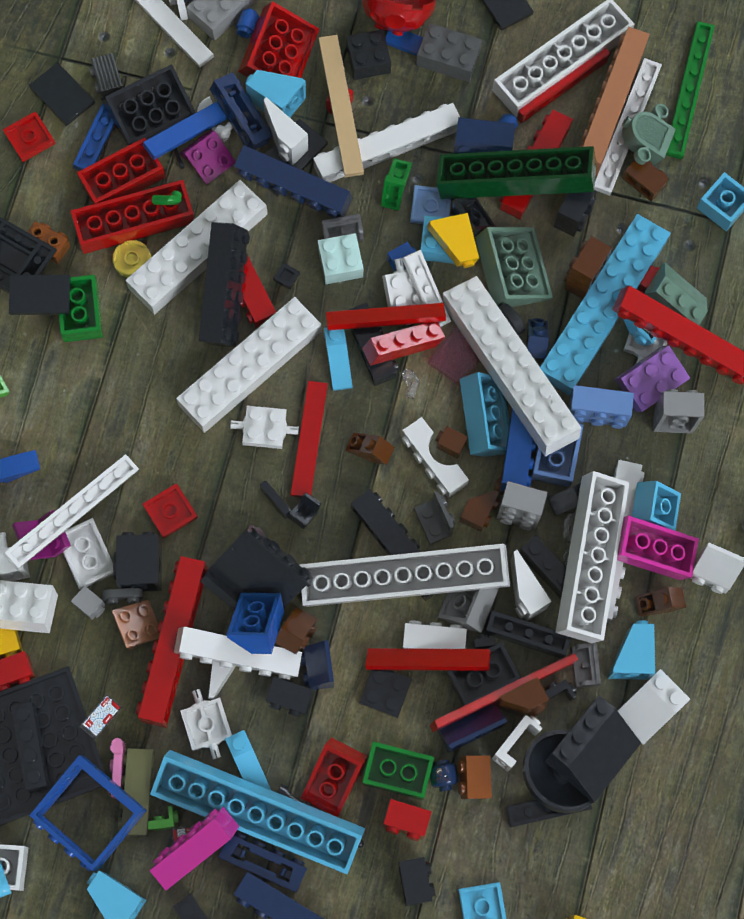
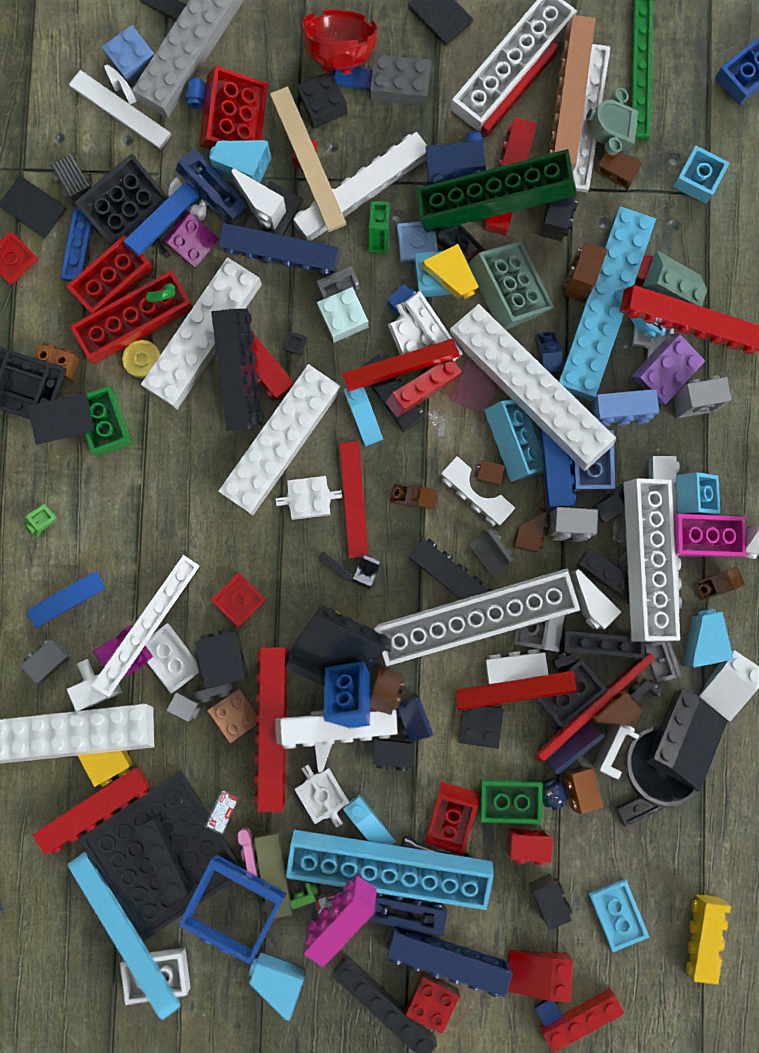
camera: 10 degrees left, 10 degrees up
(513, 318) = (522, 338): black tyre -> none

